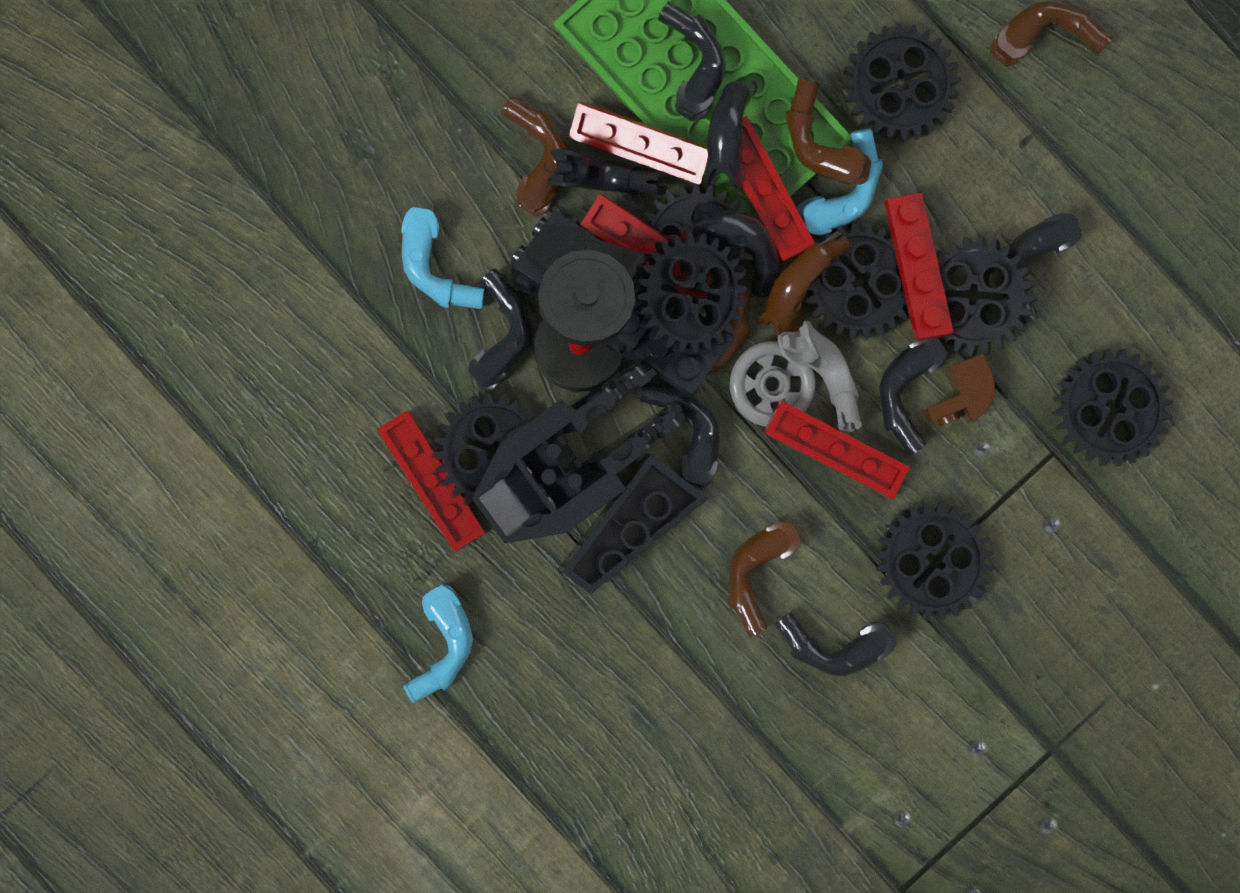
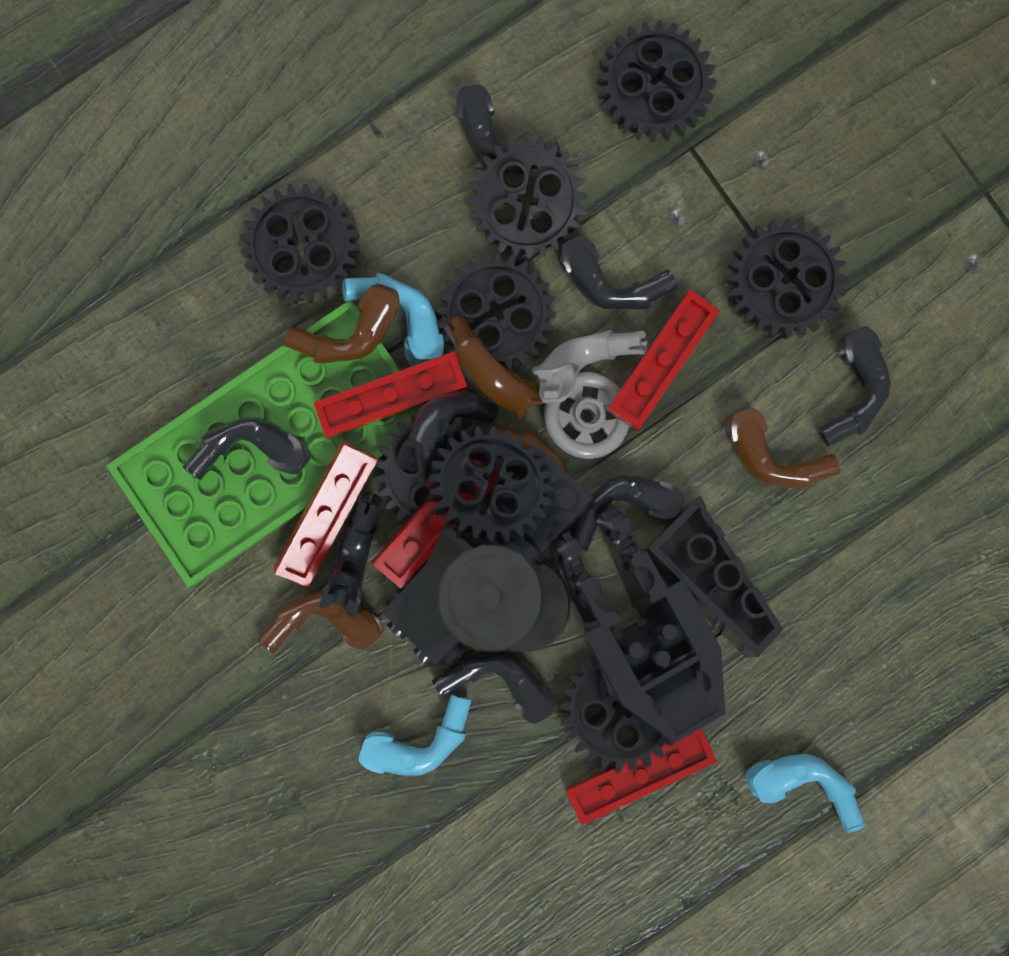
camera: 75 degrees left, 0 degrees up
(725, 132) = (328, 425): black piece -> none
(918, 267) = (491, 251): red plate -> none
(973, 392) = (623, 216): reddish brown brick -> none
(1016, 37) = (271, 123): reddish brown piece -> none

